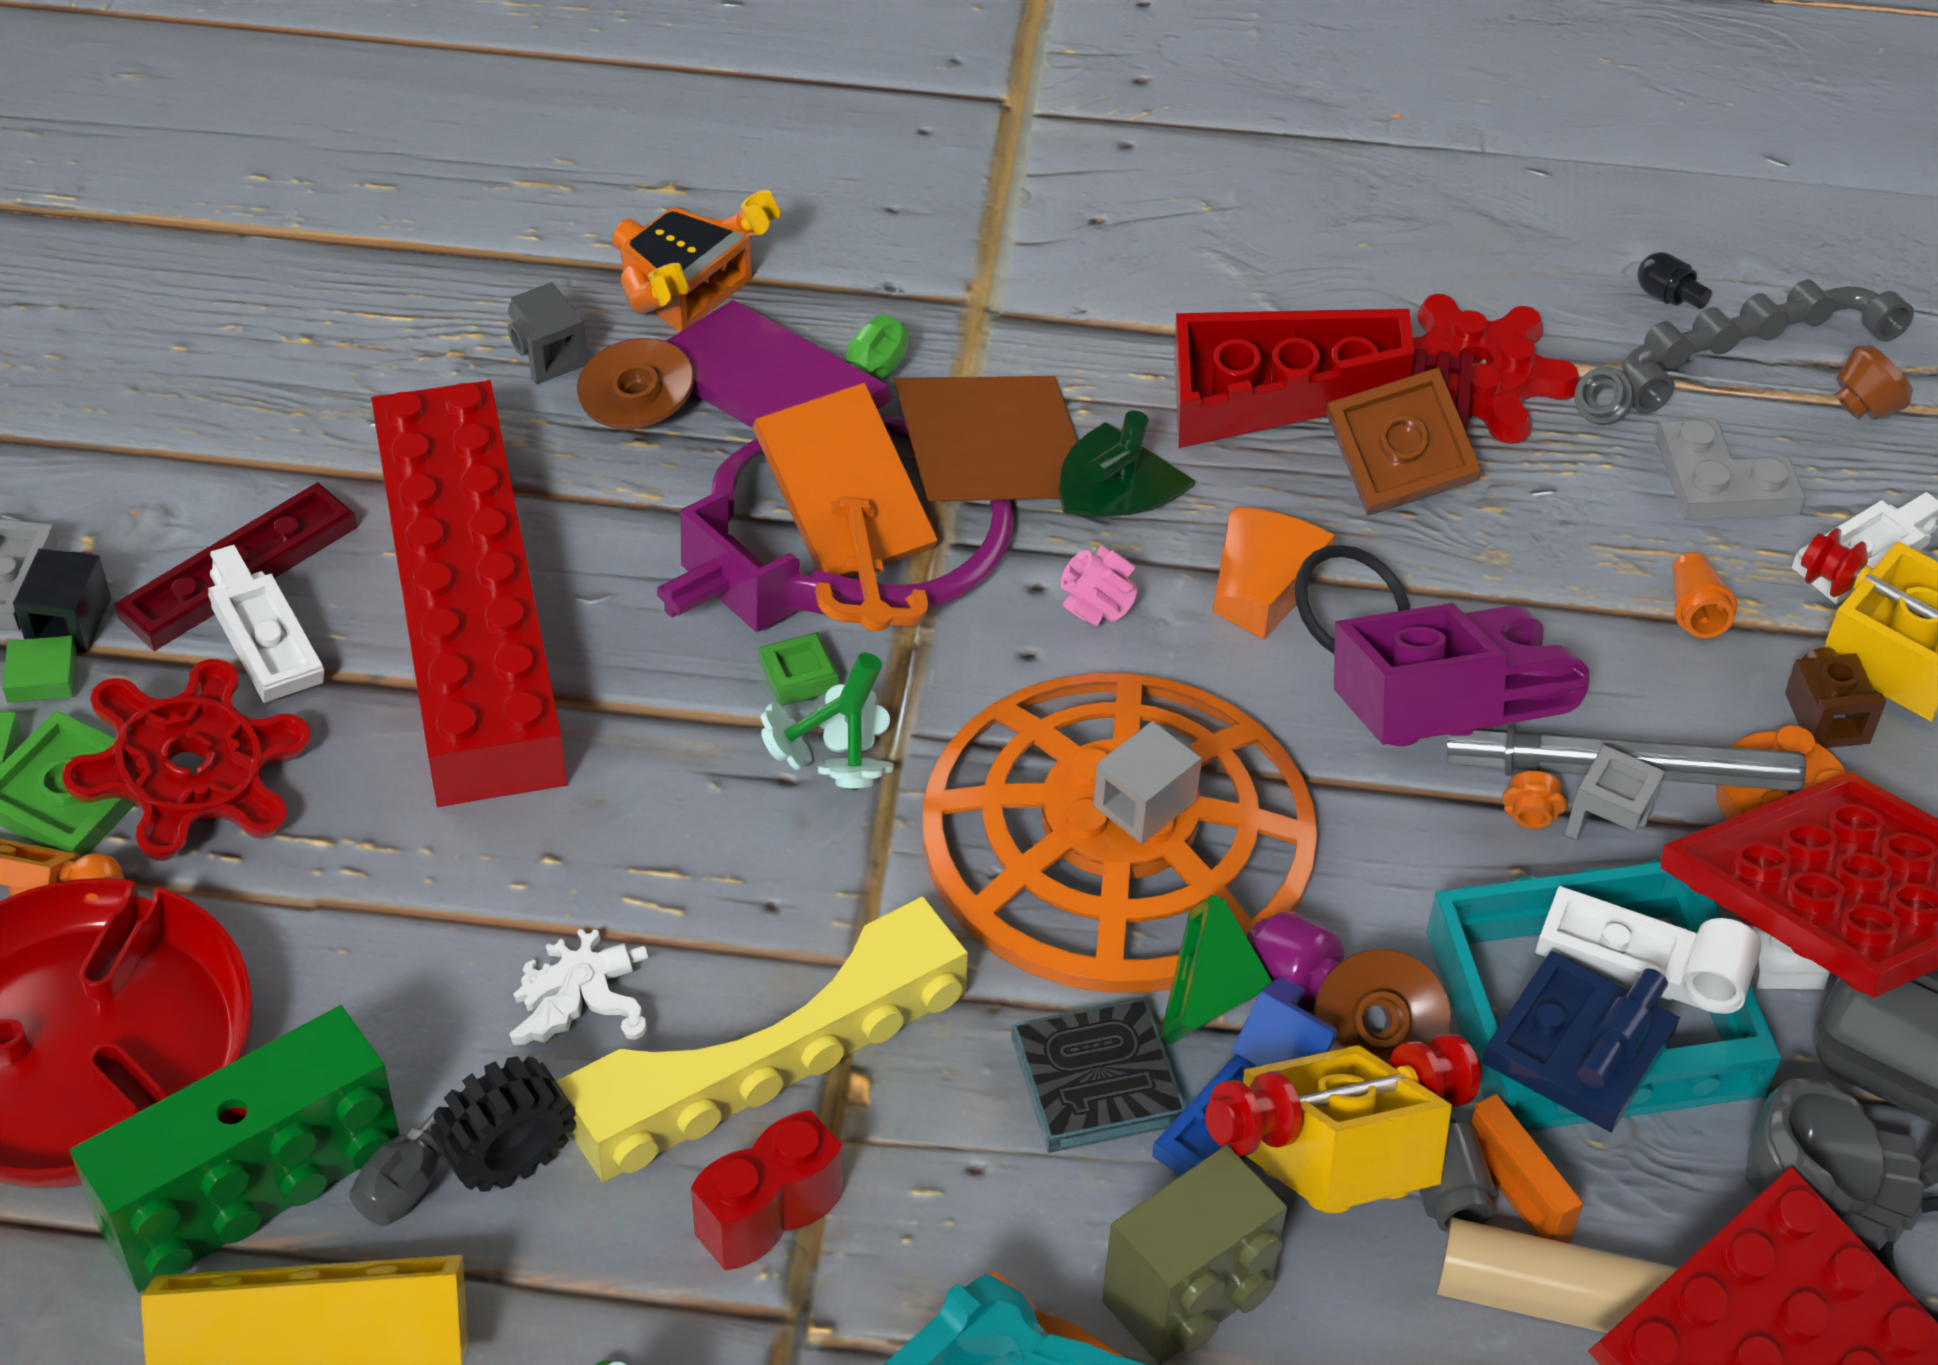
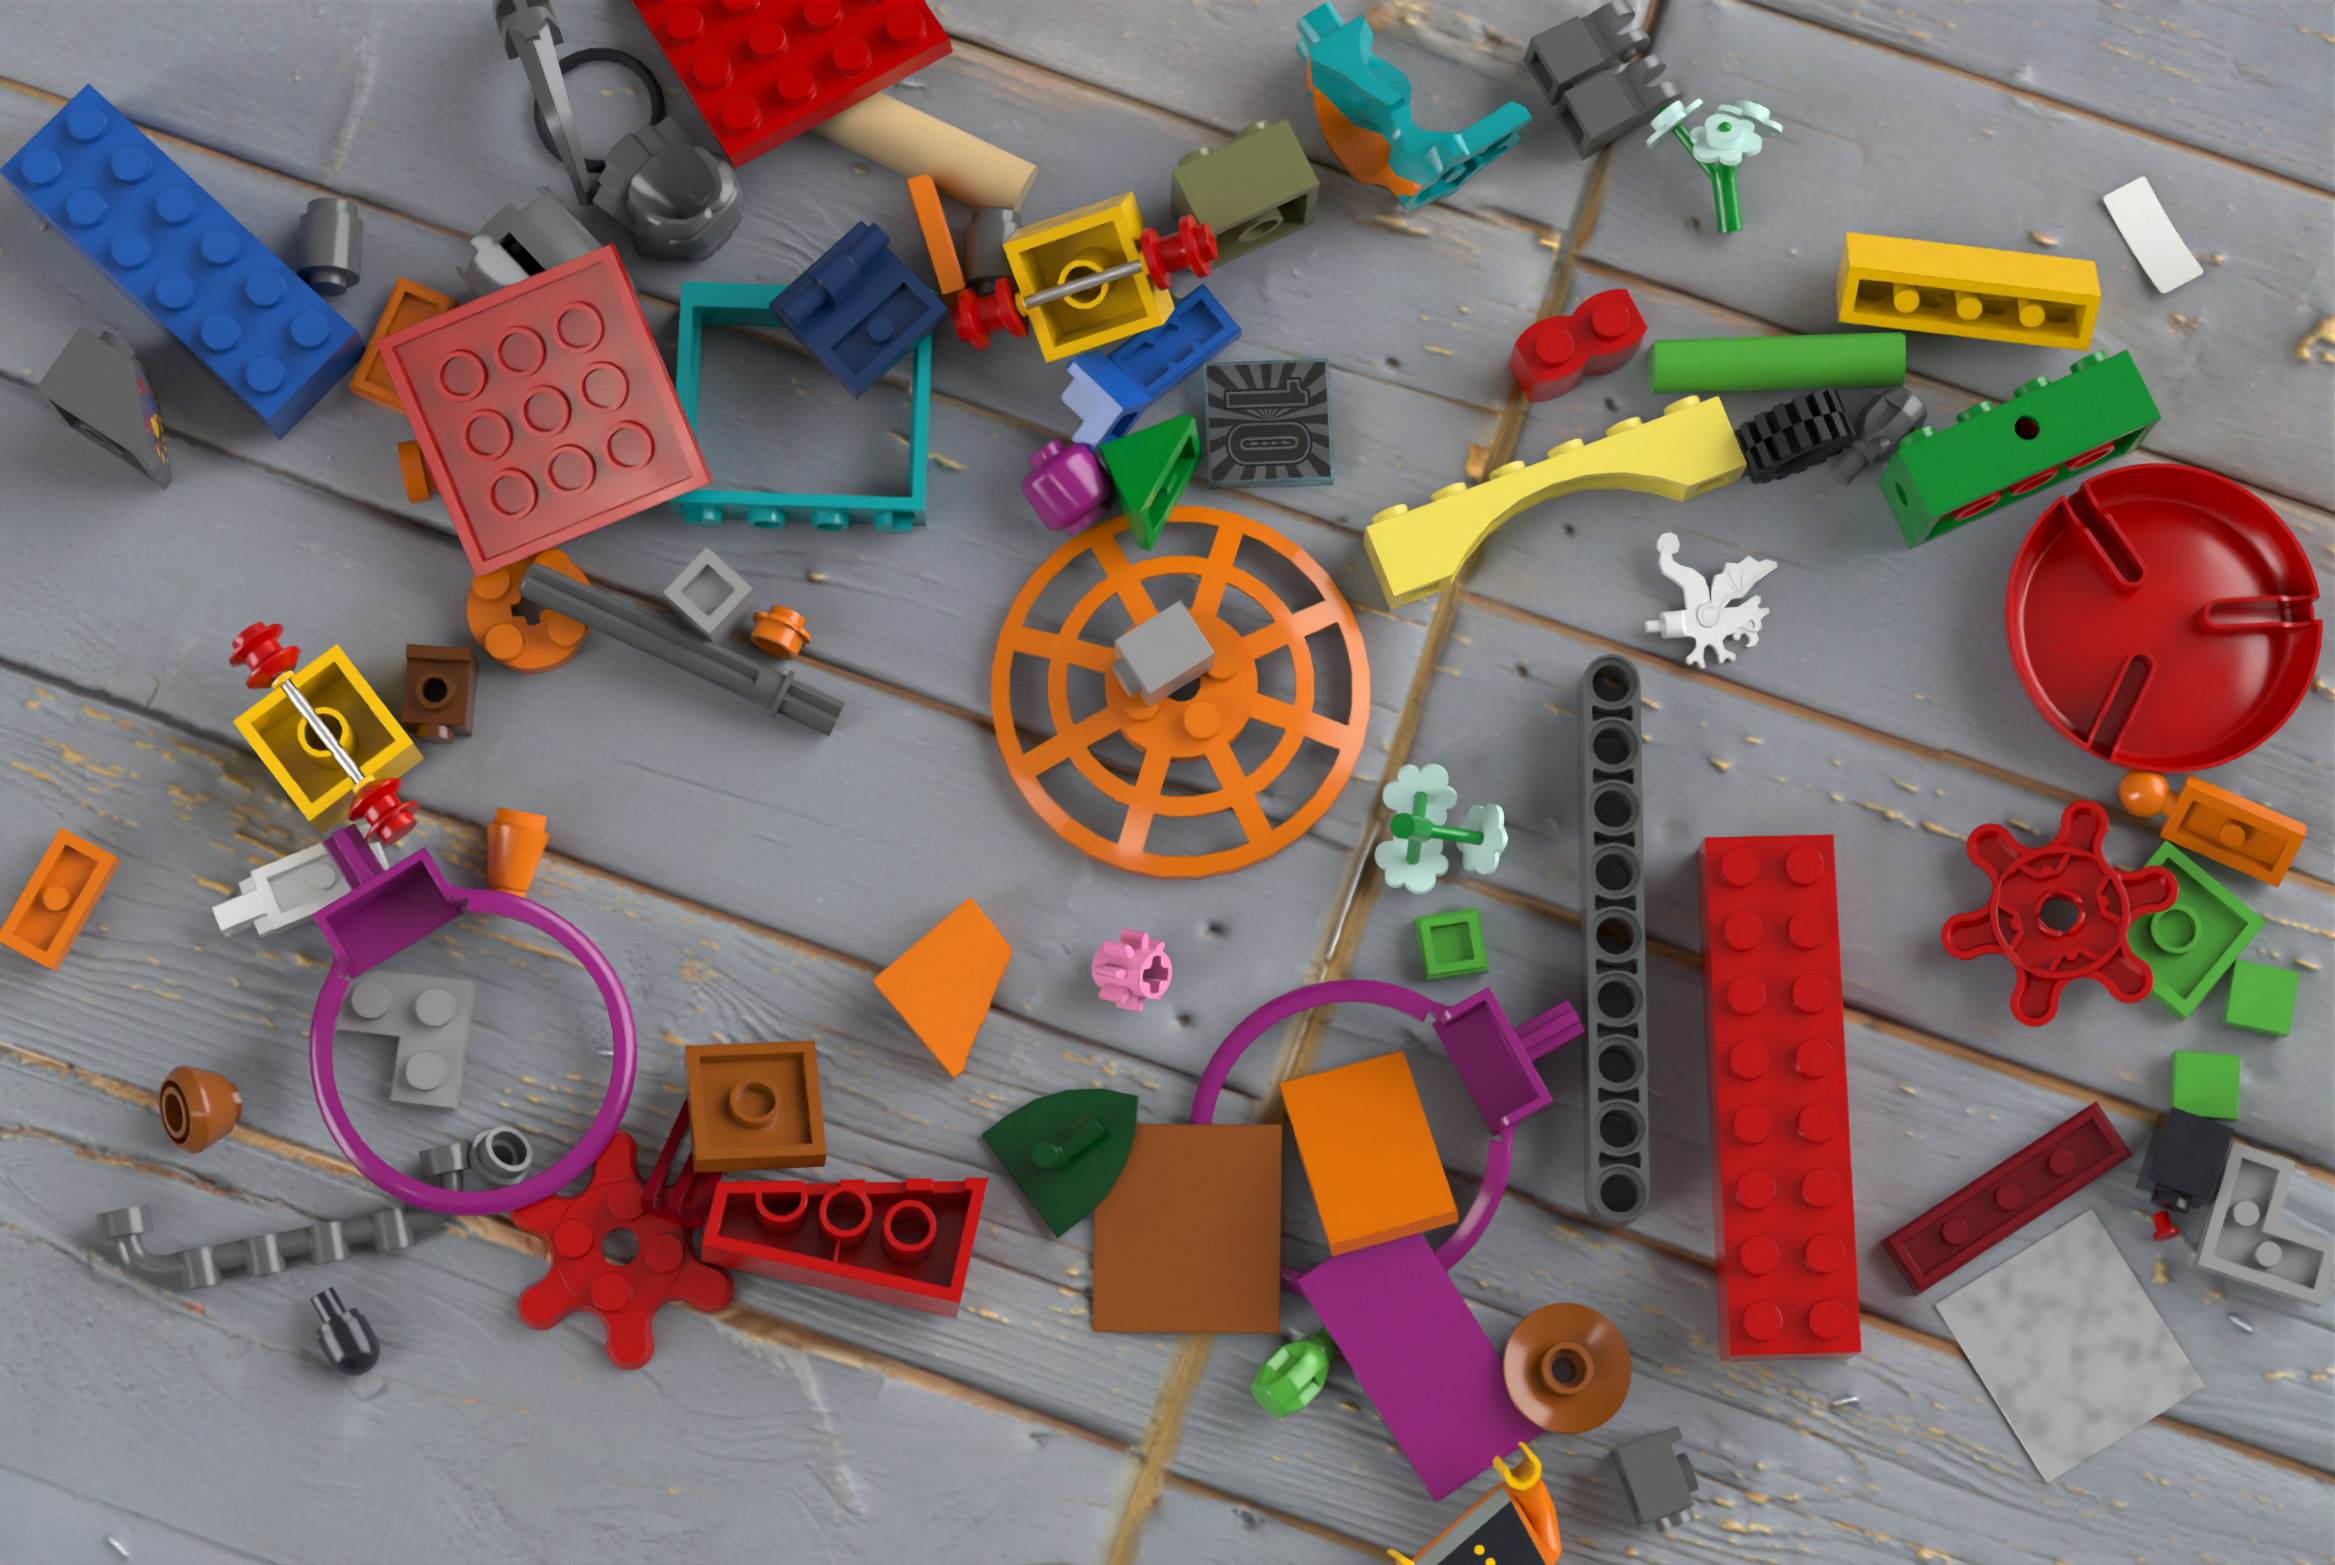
camera: 170 degrees left, 30 degrees up
(175, 483) = (2069, 1345): none -> flat silver sticker
(262, 628) = (1985, 1079): white hinge -> none
(543, 1221) = (1776, 363): none -> bright green brick
(644, 695) = (1622, 909): none -> dark grey beam
(873, 612) = (1373, 948): orange piece -> none
(1337, 551) = (908, 939): black tyre -> none
(1396, 983) = (1009, 409): dark orange dish -> none
(1452, 671) = (797, 764): magenta brick -> none
(1701, 968) = (763, 388): white plate -> none
(1759, 531) = (389, 914): none -> magenta brick

